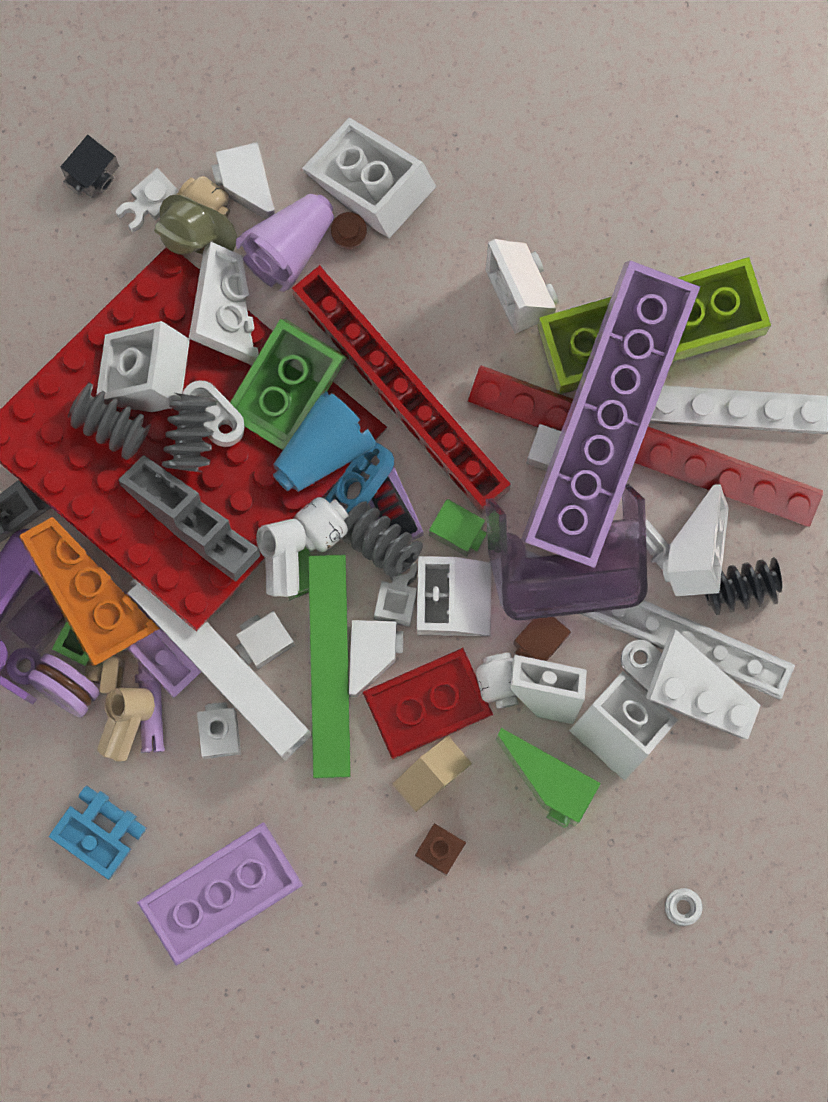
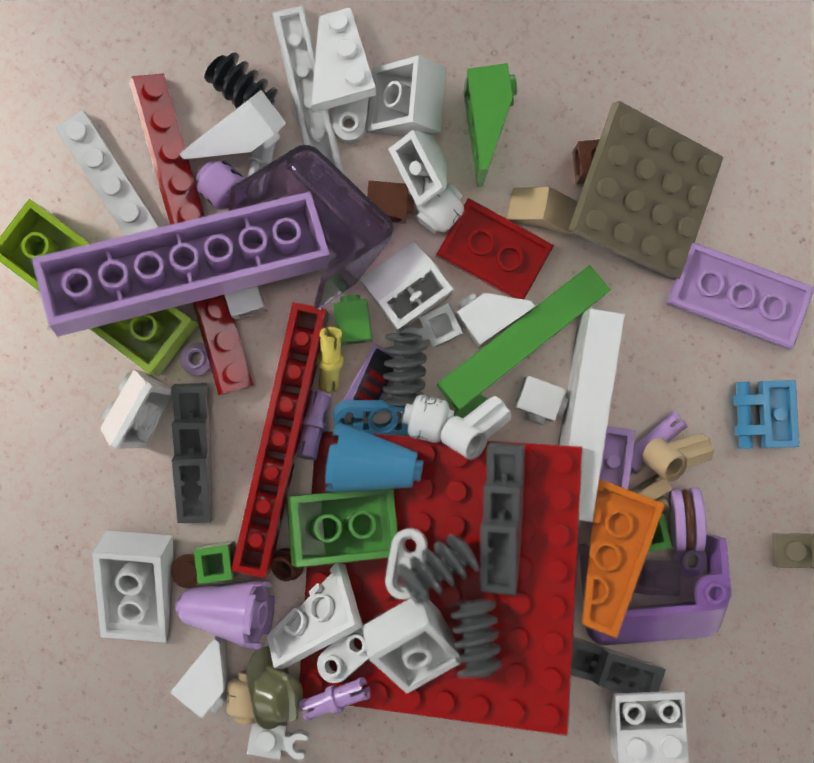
camera: 125 degrees left, 5 degrees up
(146, 272) = (334, 699): none -> lavender pin
(175, 308) = (345, 655): none -> white plate
(218, 731) = (633, 381): white brick -> none
(291, 311) = (282, 566): none -> copper plate
(338, 257) = (215, 562): none -> bright green brick
(375, 871) = (645, 191): none -> dark tan plate
(392, 427) = (313, 425): none -> lavender pin
(437, 480) = (329, 359): none -> light yellow pin
(448, 306) = (192, 453): none -> dark grey slope
(529, 358) = (185, 359): none -> lavender plate
(667, 502) = (216, 182): none -> lavender head

